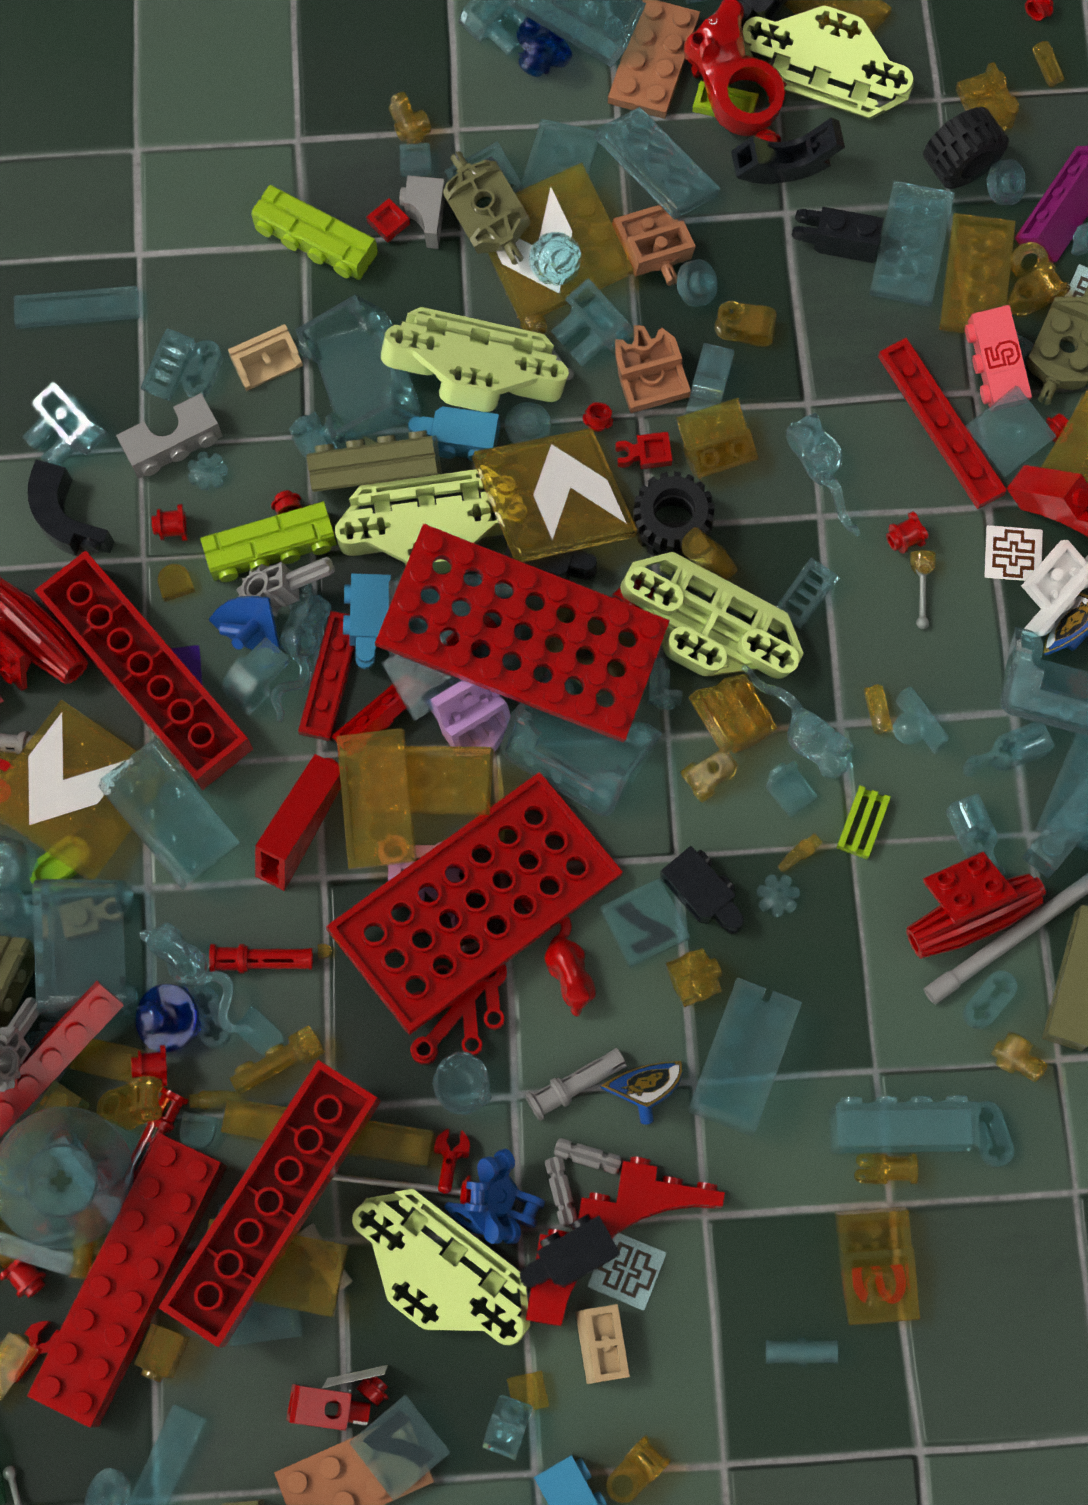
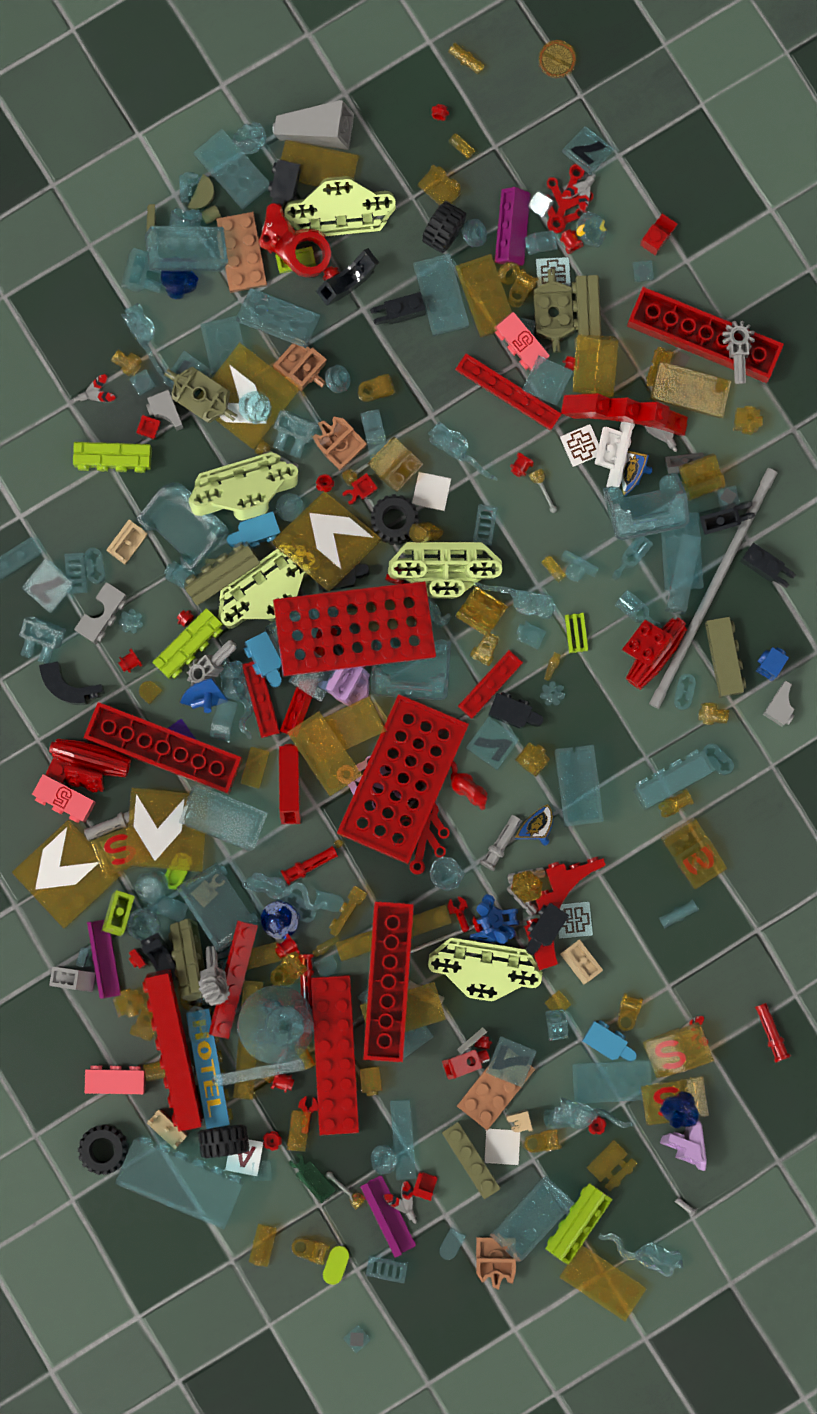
camera: 30 degrees left, 10 degrees up
(118, 362) = (48, 585): none -> clear light blue tile
(263, 770) = (255, 767): none -> clear yellow plate
(340, 141) = (93, 392): none -> piece
(455, 89) = (143, 331): none -> clear light blue animal
(577, 1171) = (526, 886): none -> clear yellow brick
(642, 424) = (350, 475): none -> clear yellow hinge
(690, 829) = (490, 684): none -> red tile
(751, 508) = (431, 491): none -> white sticker

